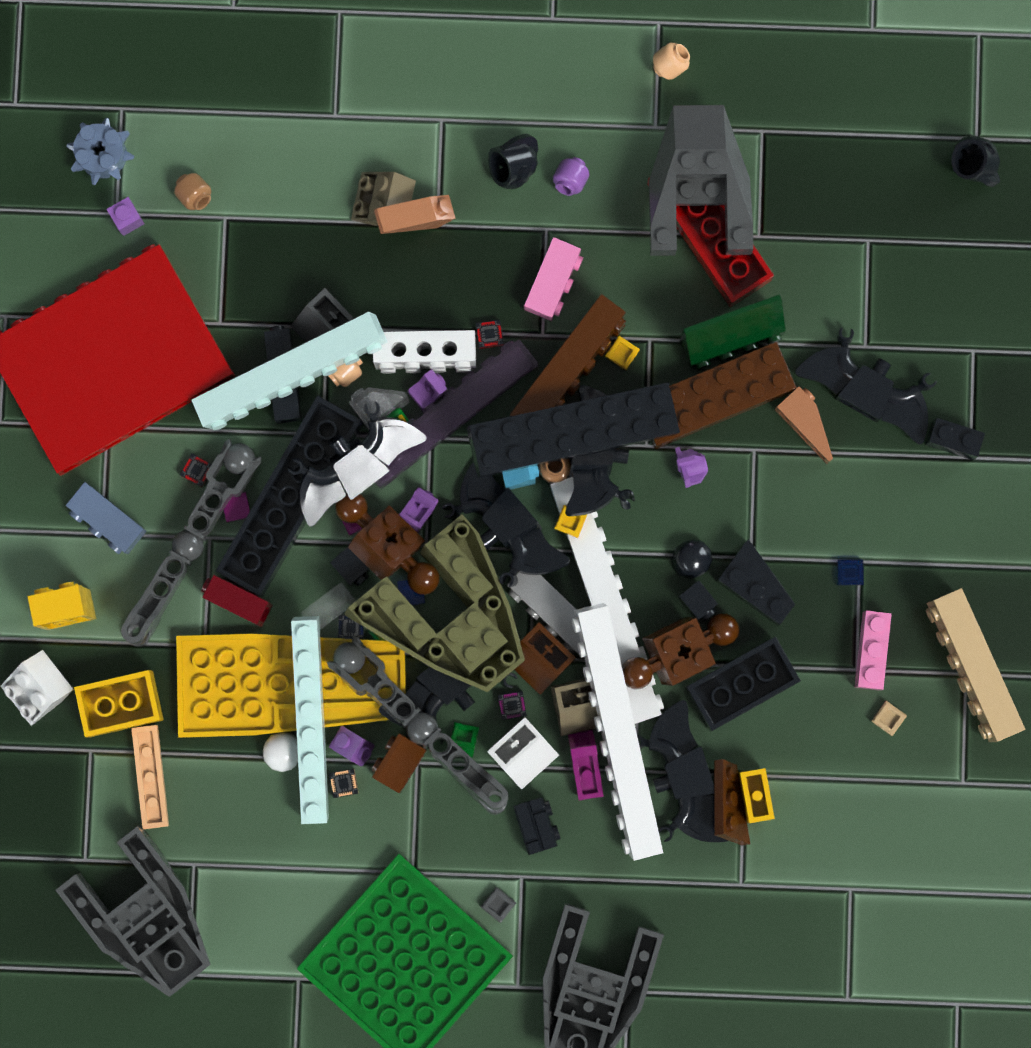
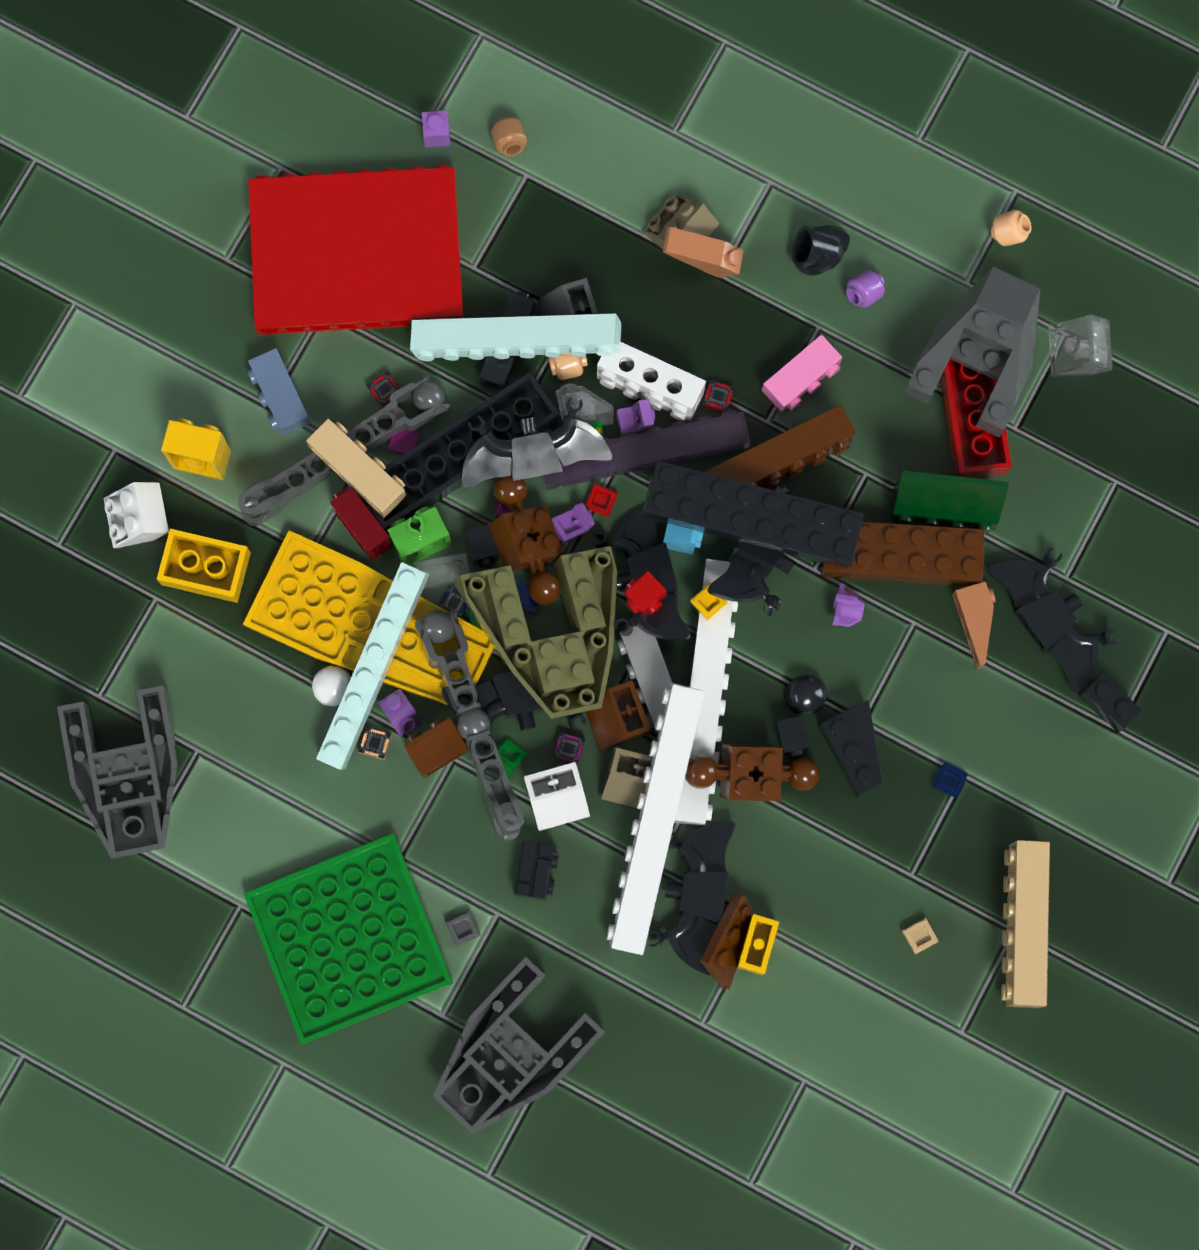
camera: 20 degrees right, 5 degrees down
(107, 162) = (442, 73): sand blue brick -> none
(150, 777) = (198, 648): light nougat plate -> none
(208, 555) = (356, 467): none -> tan brick
(292, 586) = (419, 535): none -> bright green brick
(433, 476) = (601, 500): none -> red tile
(514, 544) = (645, 594): none -> red brick
(555, 471) = (717, 547): medium nougat head -> none
(585, 765) = (610, 837): magenta bracket -> none
(622, 353) = (834, 473): yellow tile -> none
(743, 684) = (796, 833): black brick -> none
(781, 137) = (1080, 347): none -> clear slope
(873, 650) = (936, 863): bright pink brick -> none

